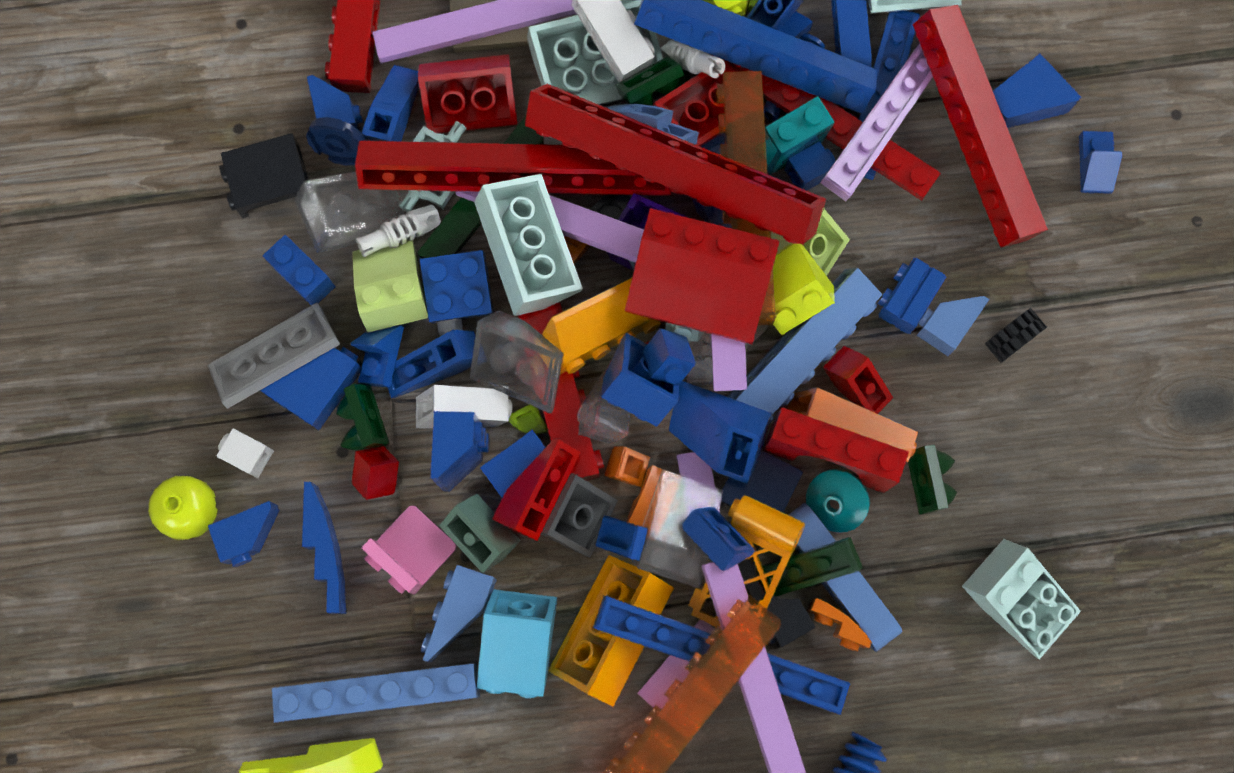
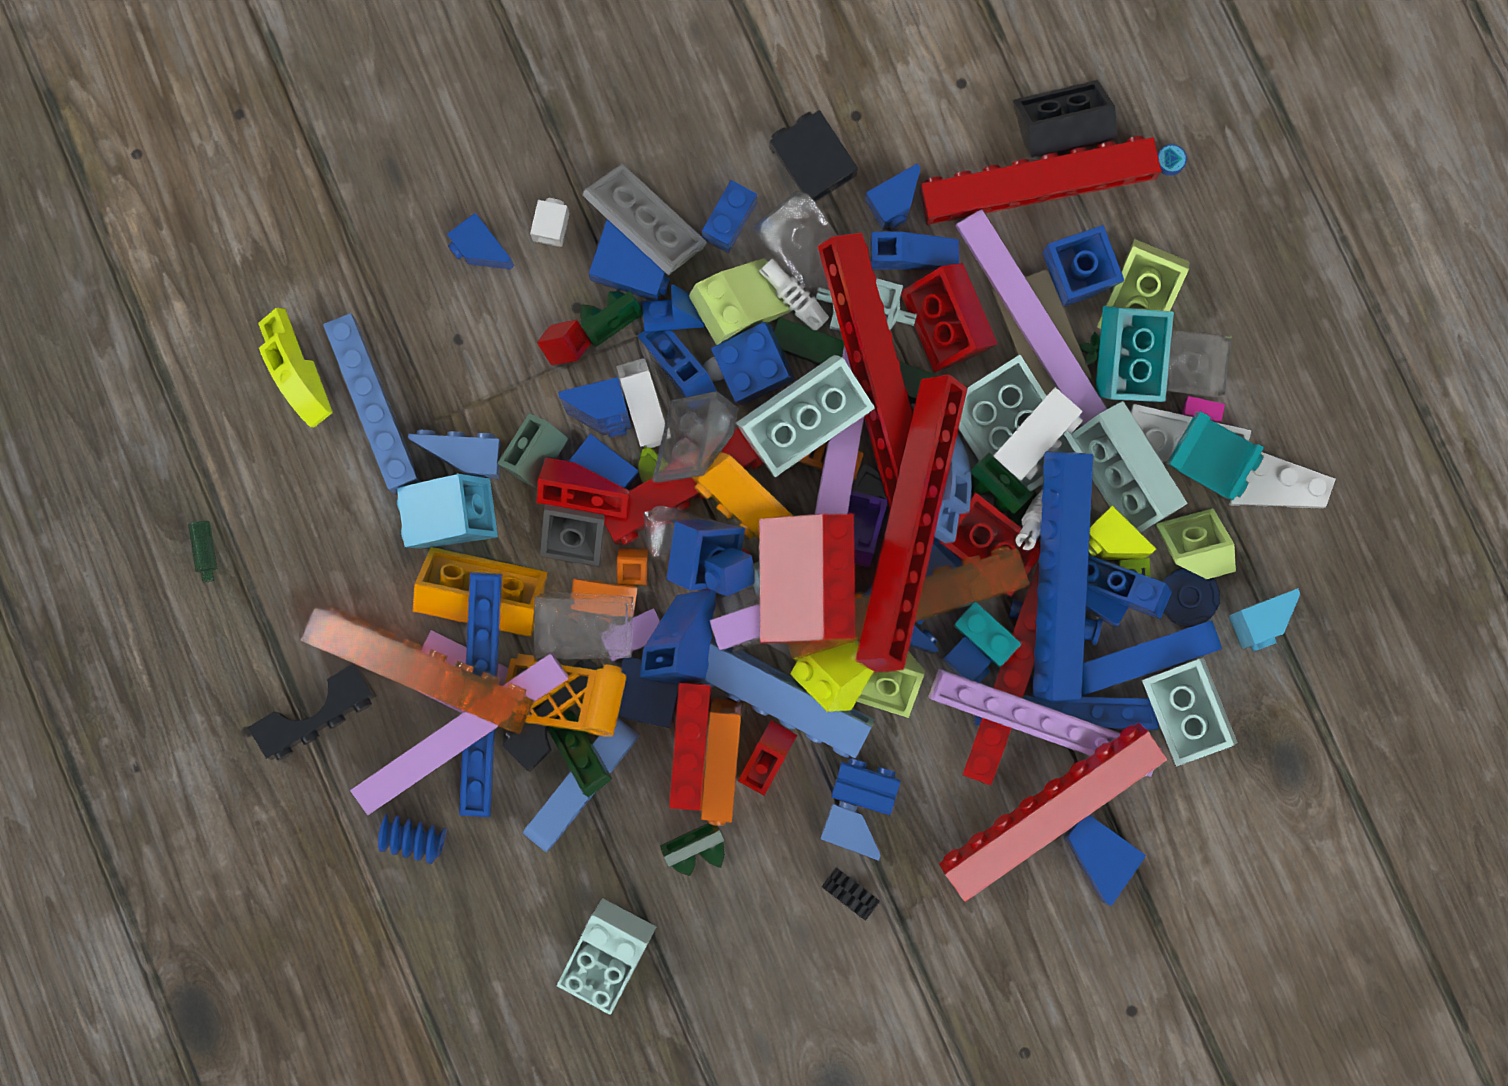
camera: 75 degrees right, 5 degrees up
(182, 507) = (488, 185): neon yellow cylinder -> none
(320, 536) = (495, 312): blue slope -> none
(335, 139) = (862, 213): dark blue tile -> none
(410, 550) = (501, 393): bright pink bracket -> none
(621, 537) = (561, 577): blue tile -> none
(717, 537) = (579, 659): blue slope -> none
(847, 491) = (655, 772): teal dish -> none
(847, 630) = (533, 803): orange slope -> none
(1098, 162) = (1056, 940): slope -> none

